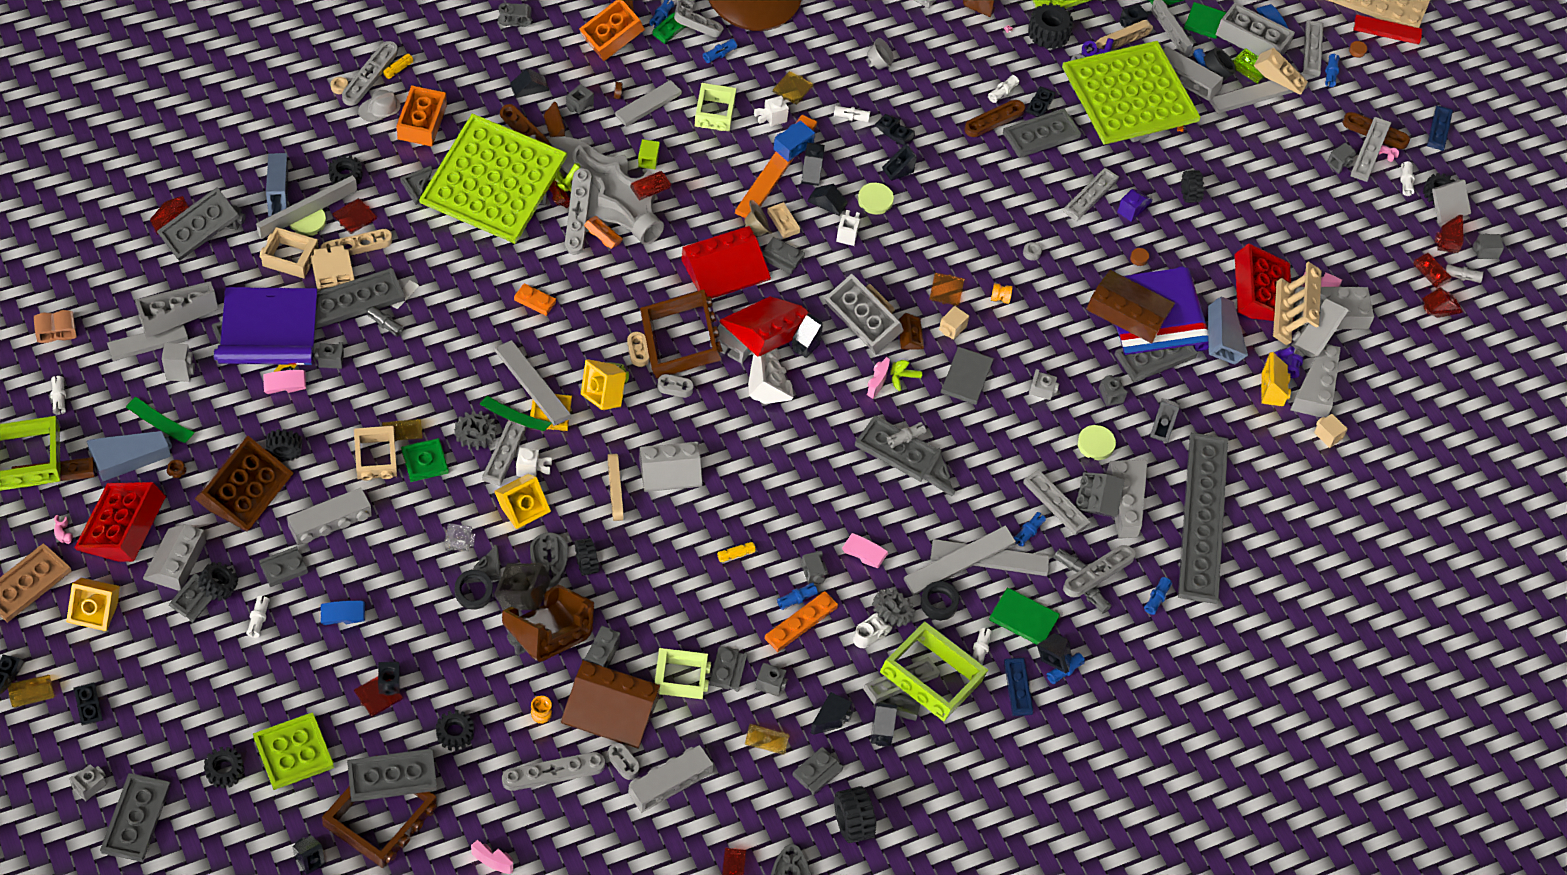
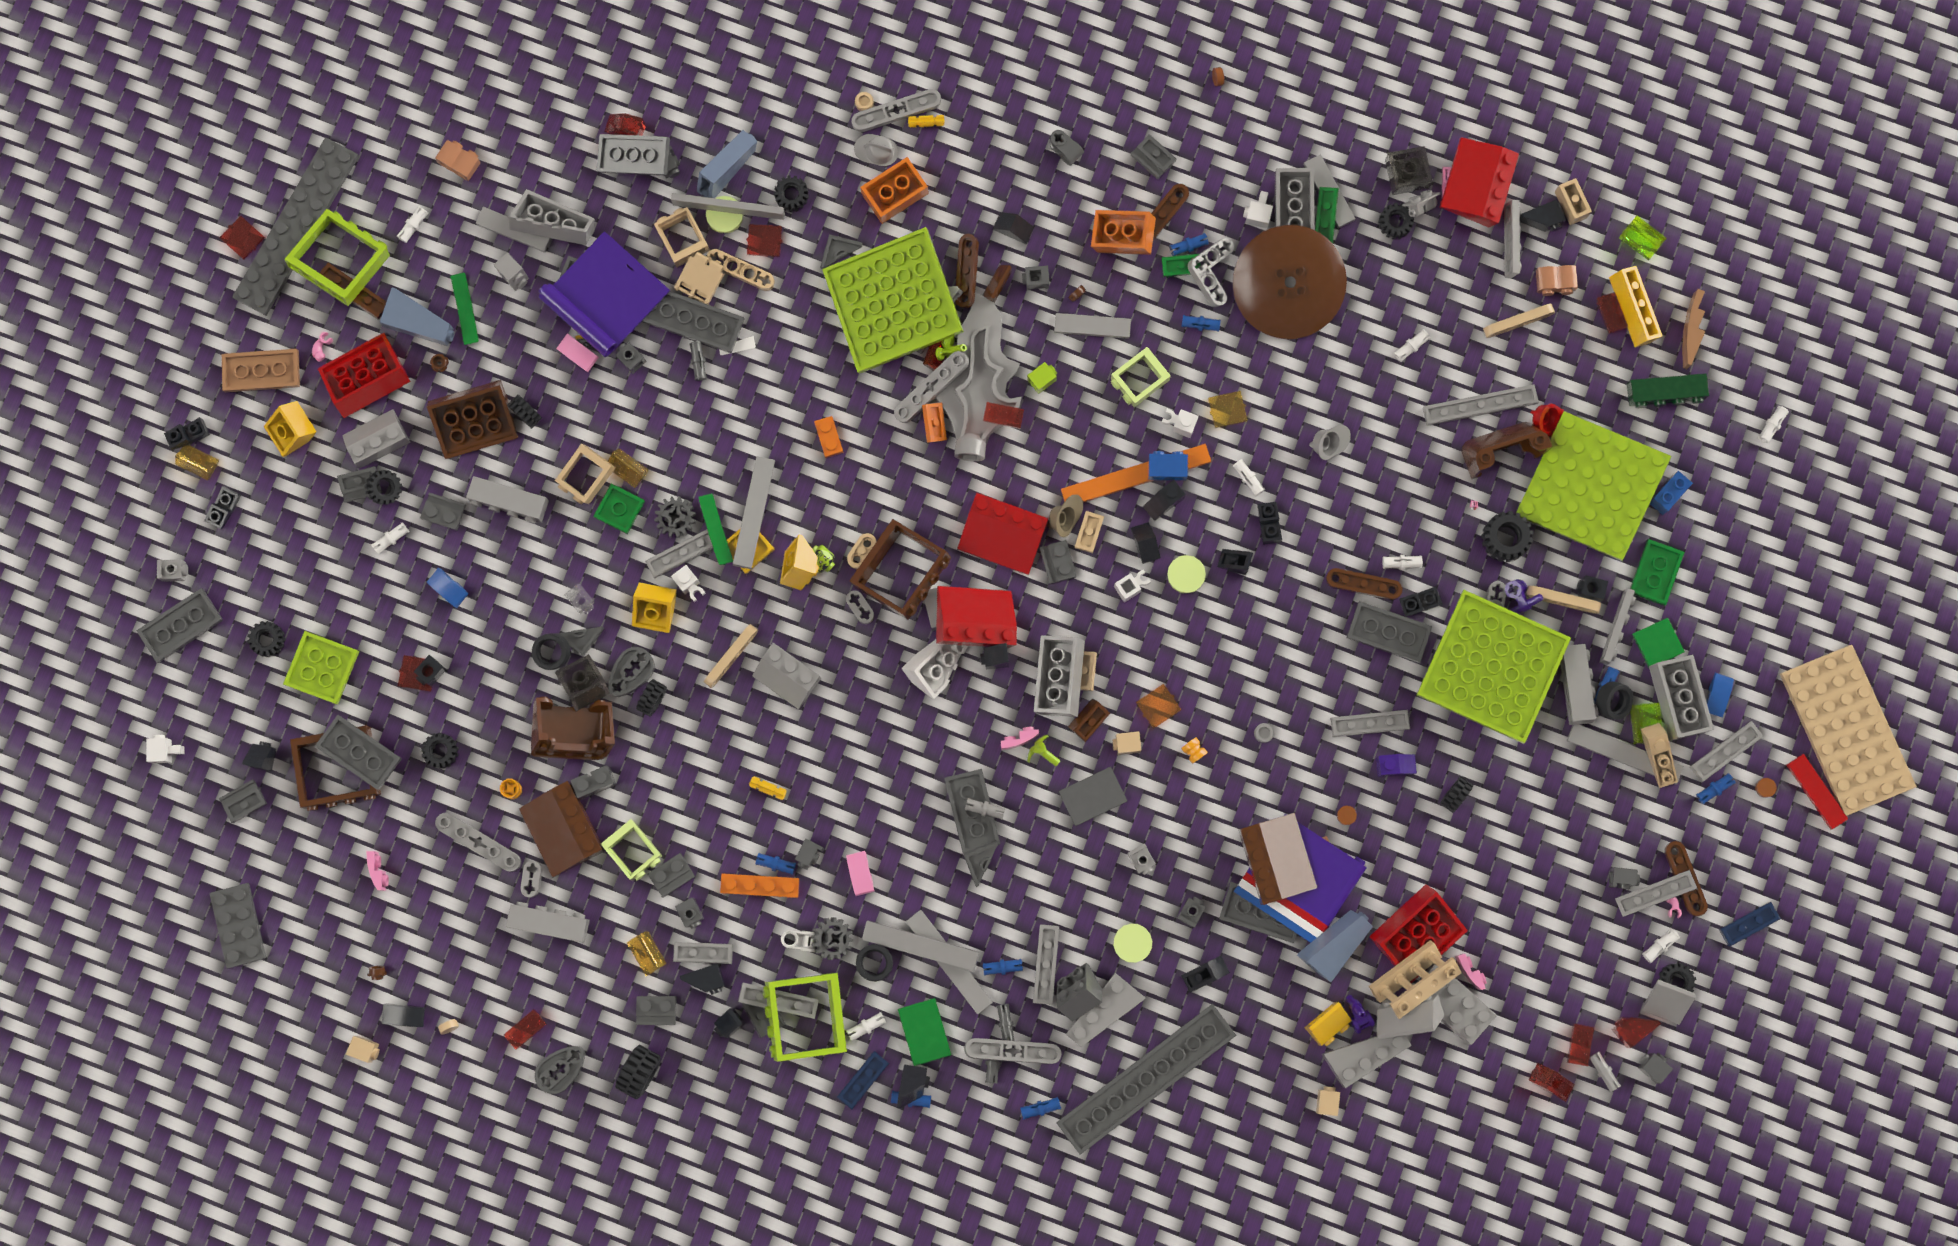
camera: 55 degrees right, 25 degrees up
(808, 702) = (703, 953): none -> light grey tile

